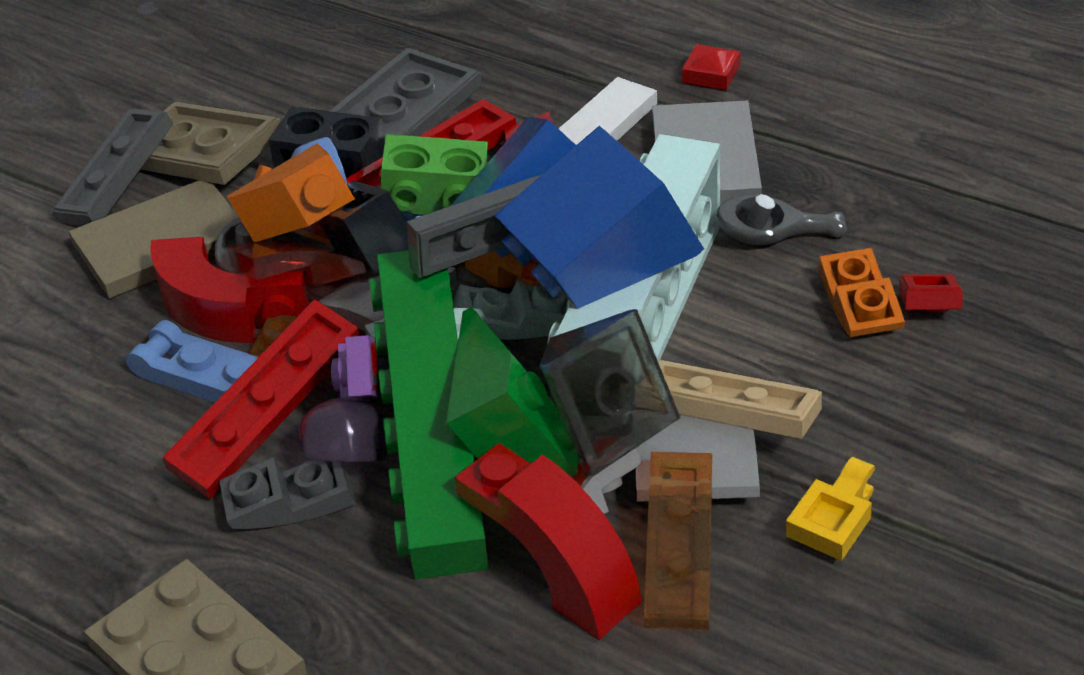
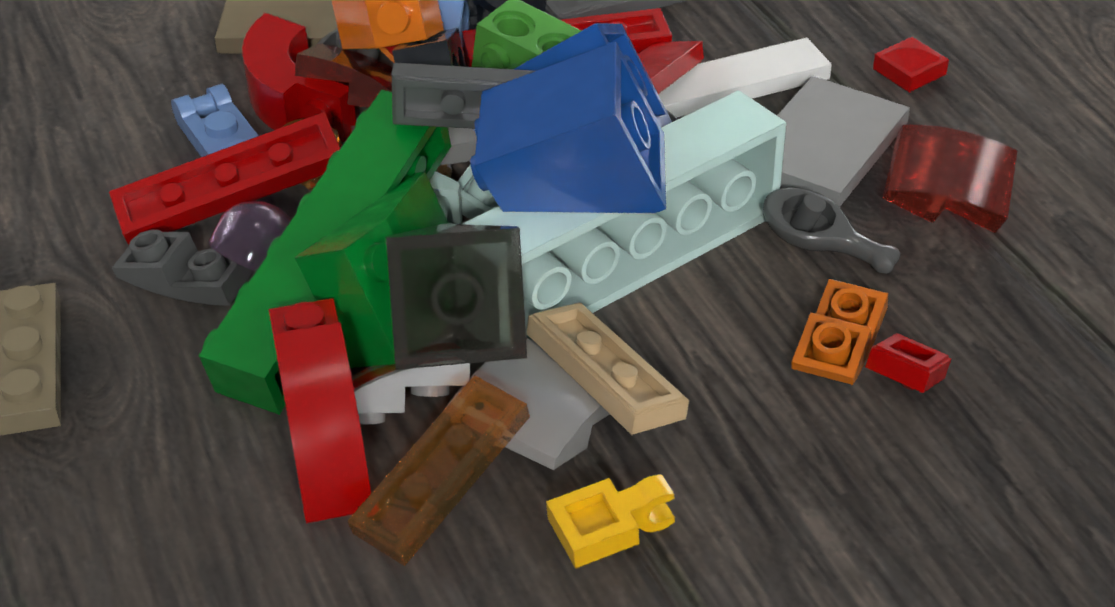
camera: 30 degrees right, 0 degrees up
(355, 369) = (292, 179): medium lavender slope -> none
(824, 138) = (951, 171): none -> clear red slope

